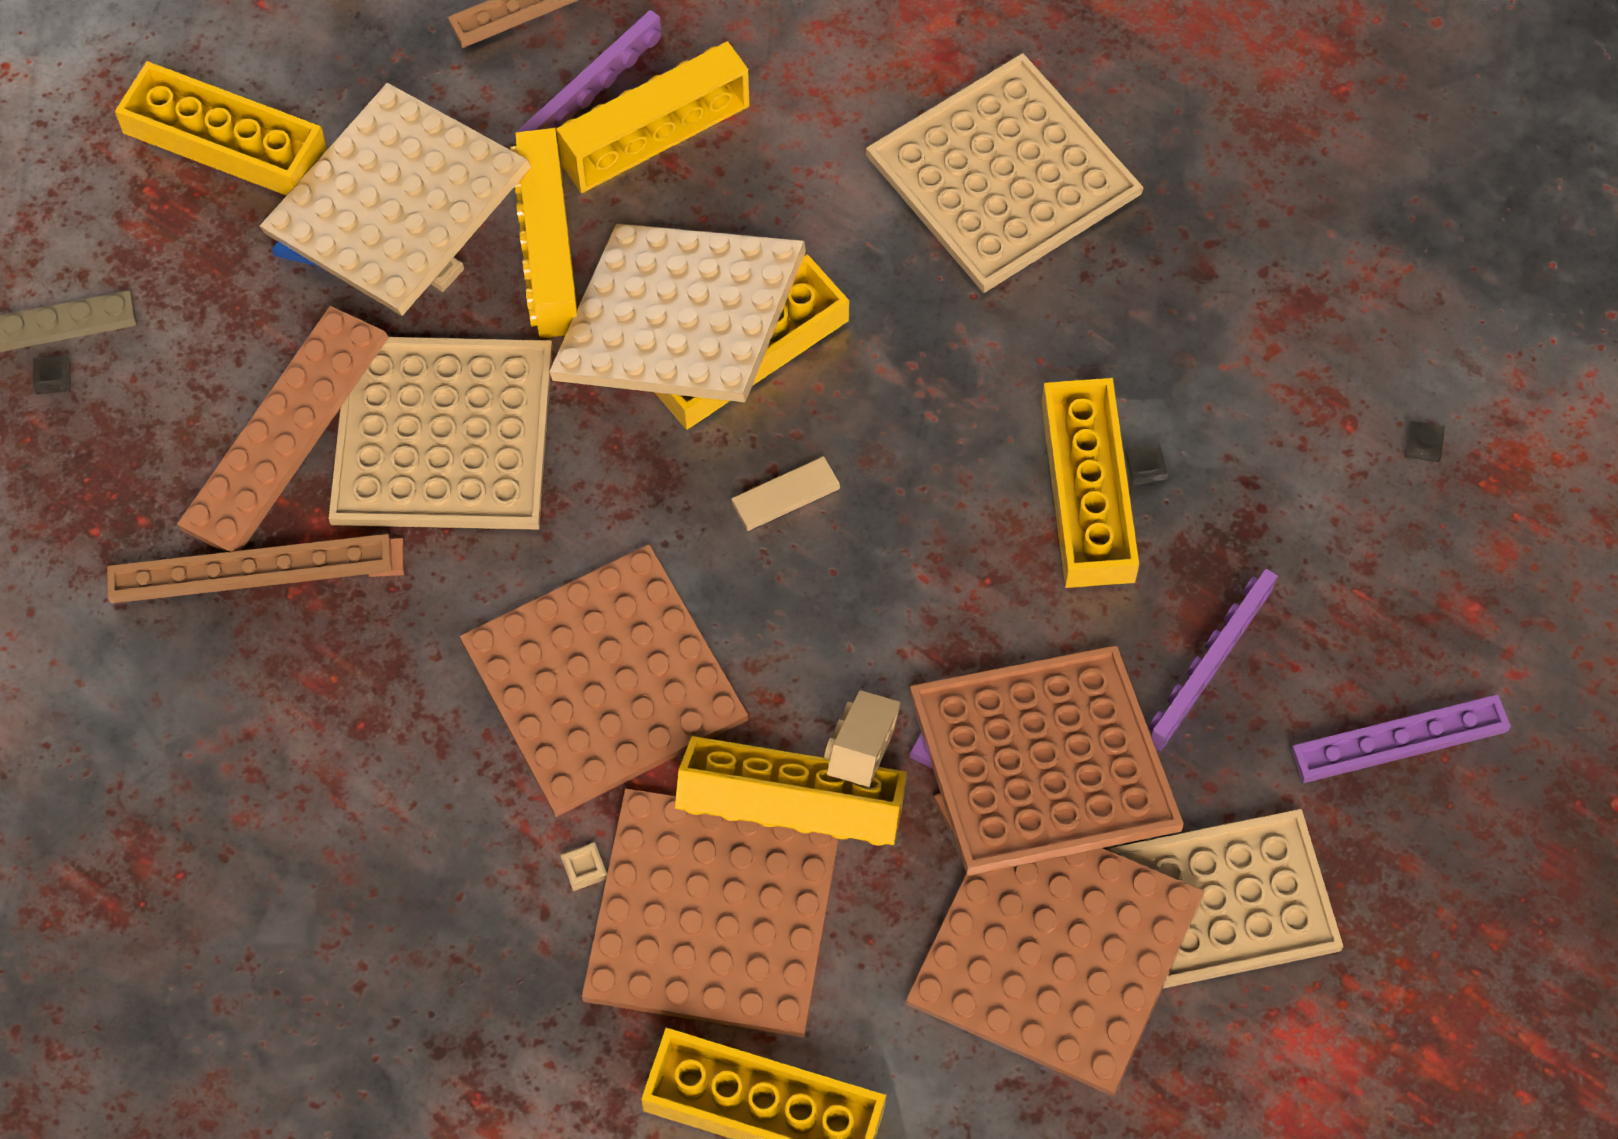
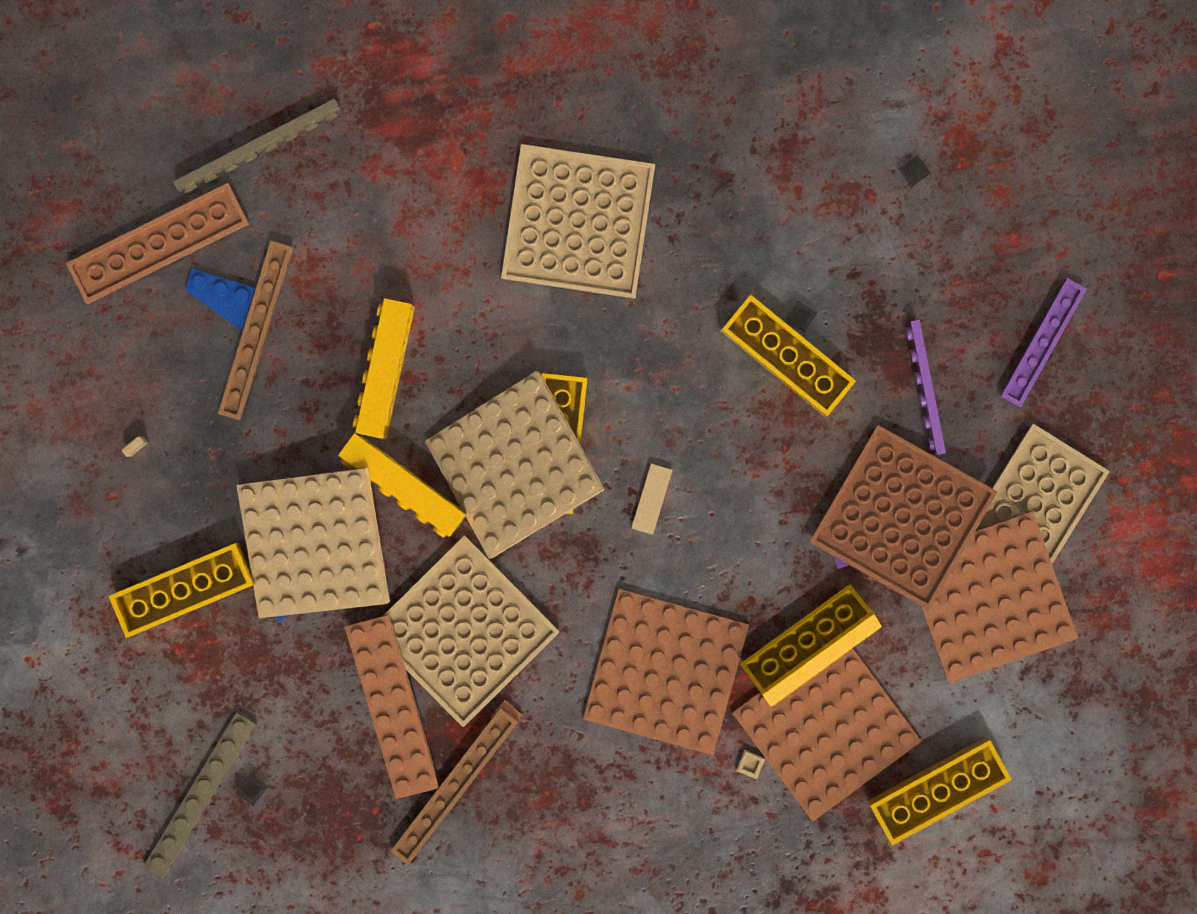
camera: 45 degrees left, 25 degrees up
(598, 74) = (328, 368): medium lavender plate -> none
(861, 738) = (817, 590): tan brick -> none

